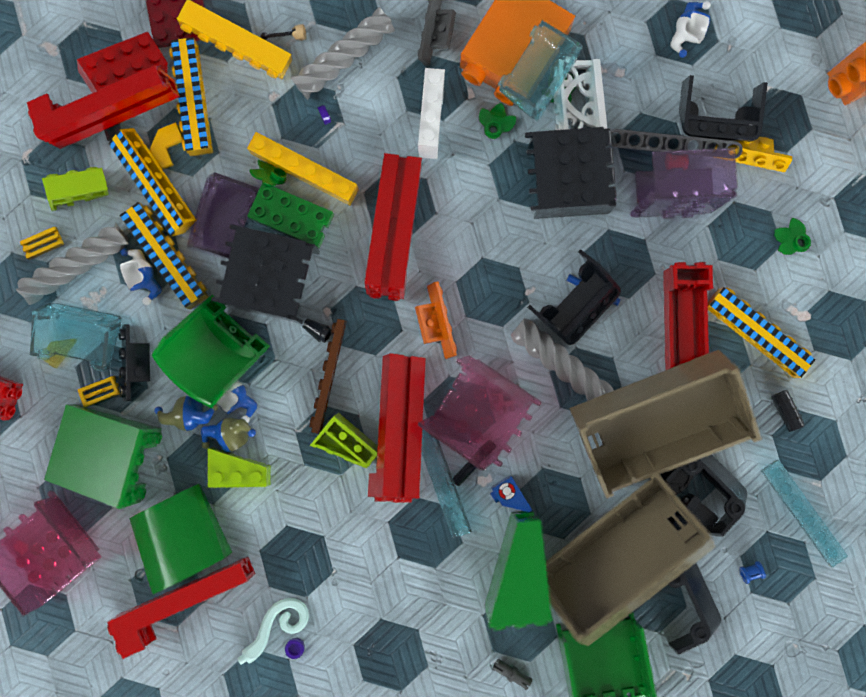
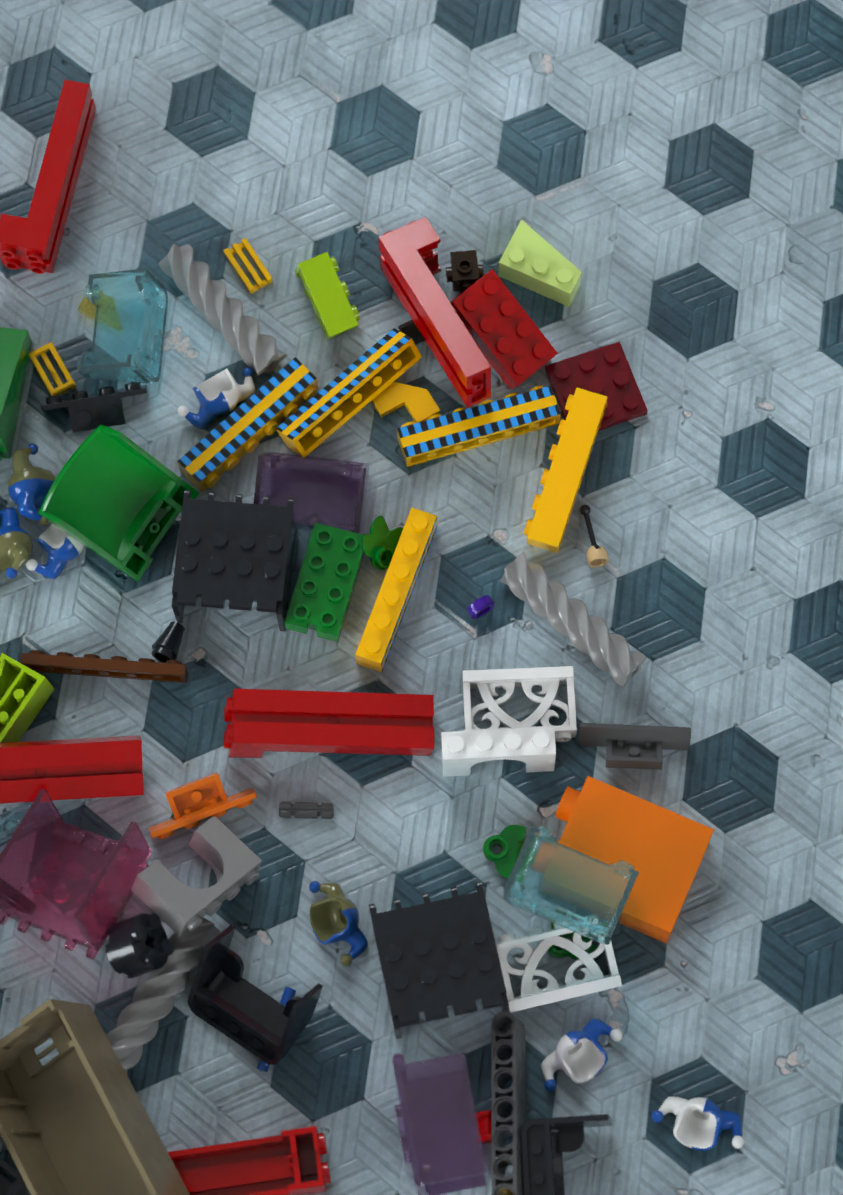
camera: 80 degrees right, 15 degrees down
(72, 88) = (463, 270): none -> dark brown brick
(78, 35) = (539, 266): none -> yellowish green wedge
(382, 78) = (547, 677): none -> white fence
(448, 251) = (306, 810): none -> dark grey axle
(483, 303) = (185, 906): none -> light grey arch
(528, 239) = (336, 920): none -> olive piece
(535, 370) = (138, 945): none -> black brick
(636, 95) = (579, 1054): none -> white piece

